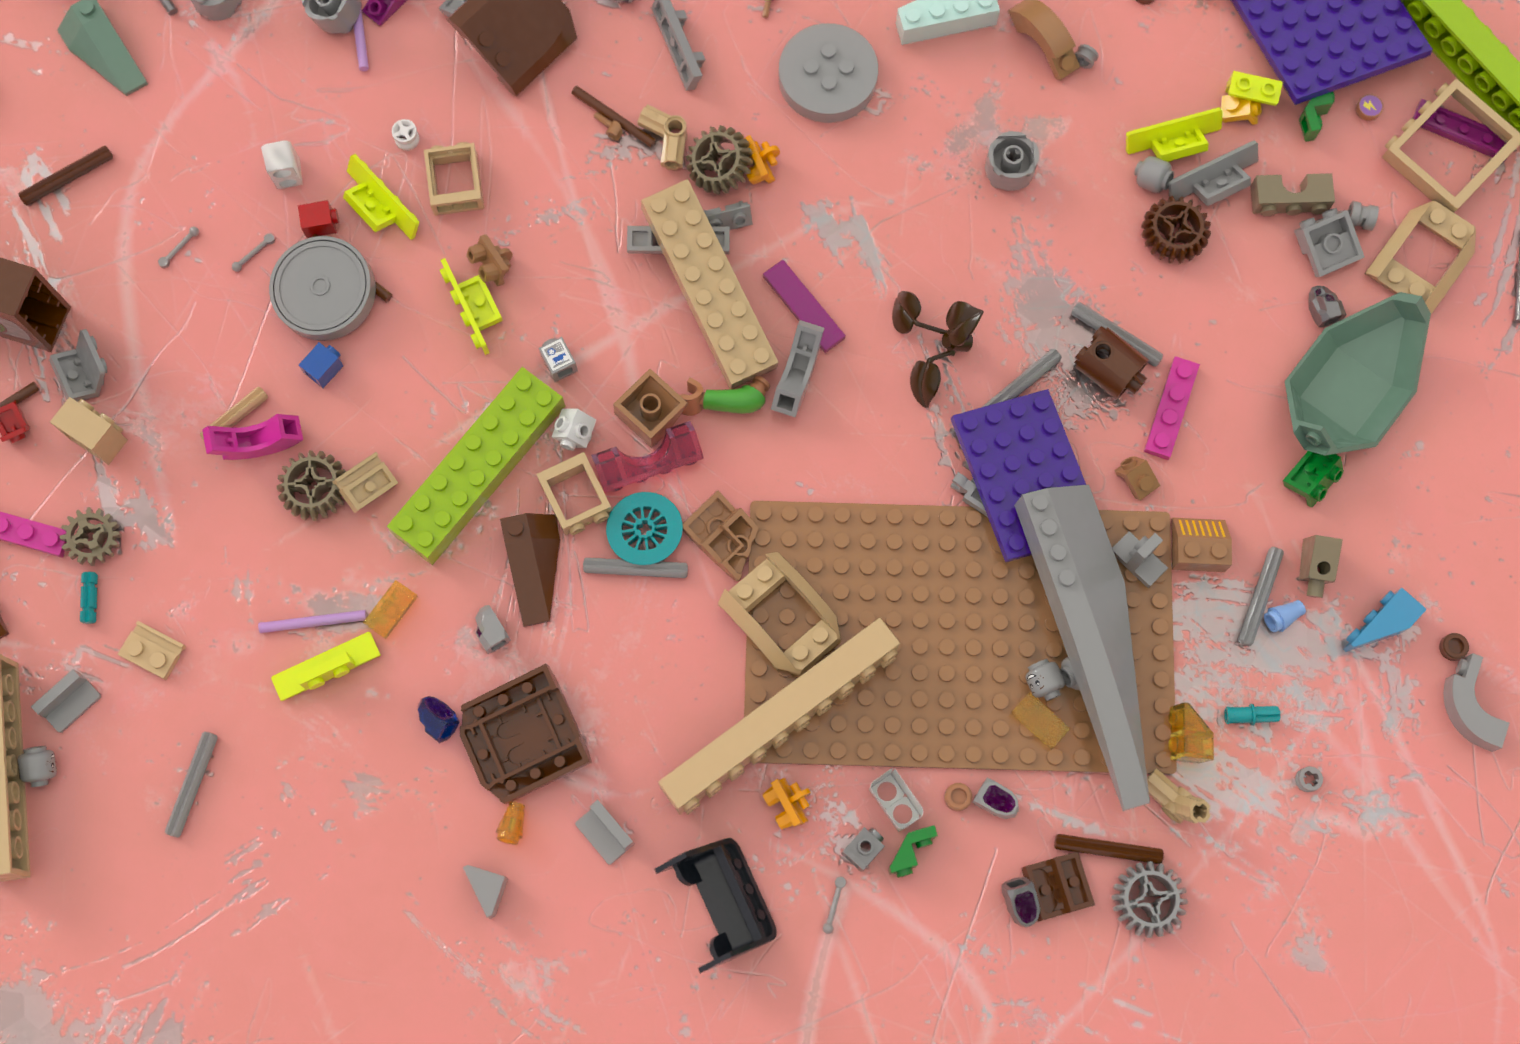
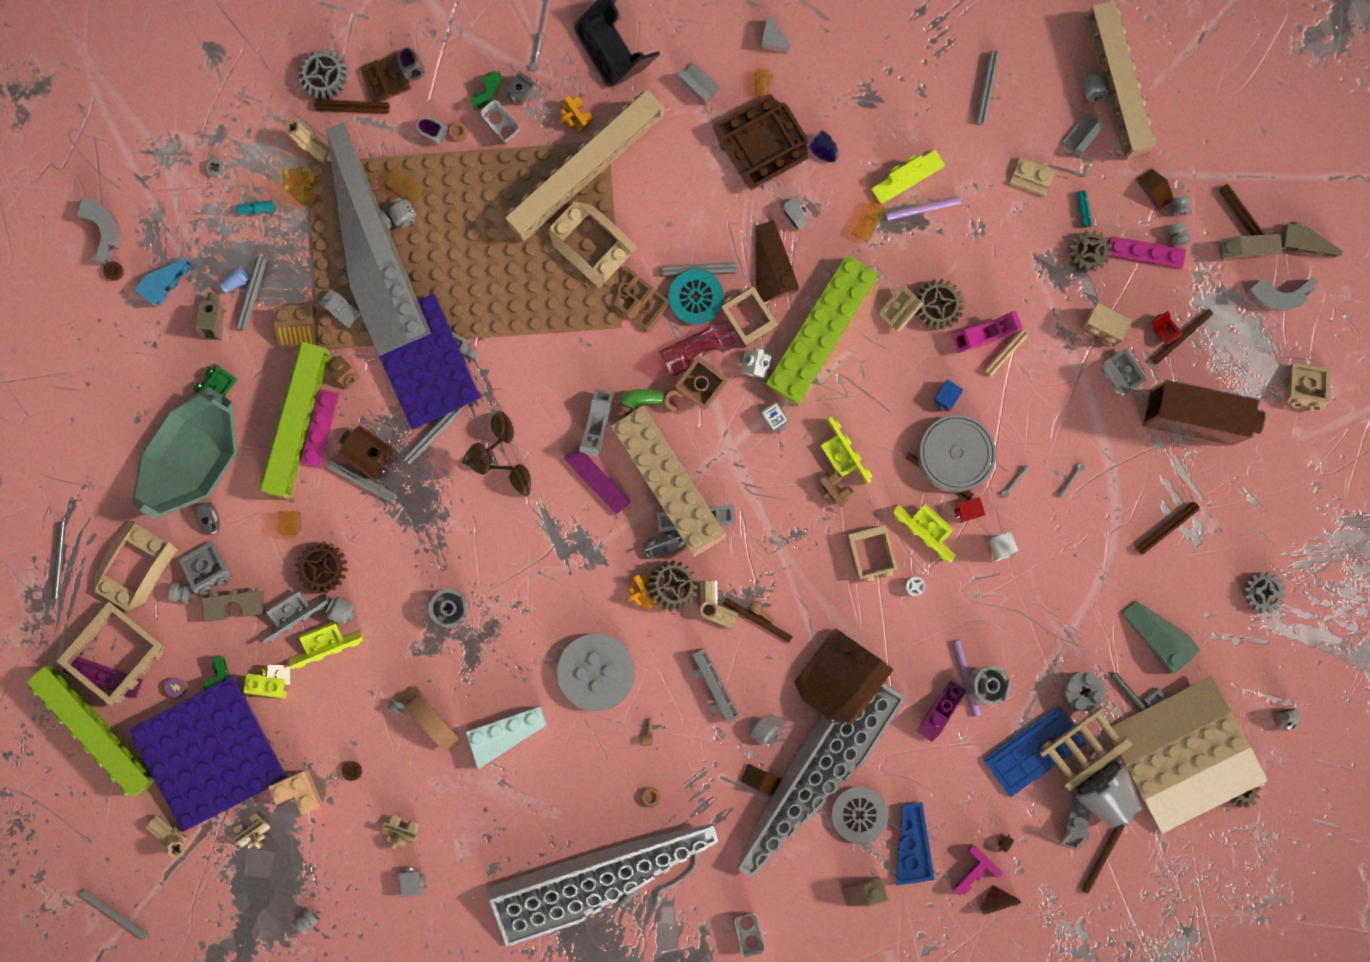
camera: 175 degrees right, 10 degrees up
(1205, 412) = (295, 420): none -> lime brick
(1216, 287) = (289, 524): none -> clear yellow brick

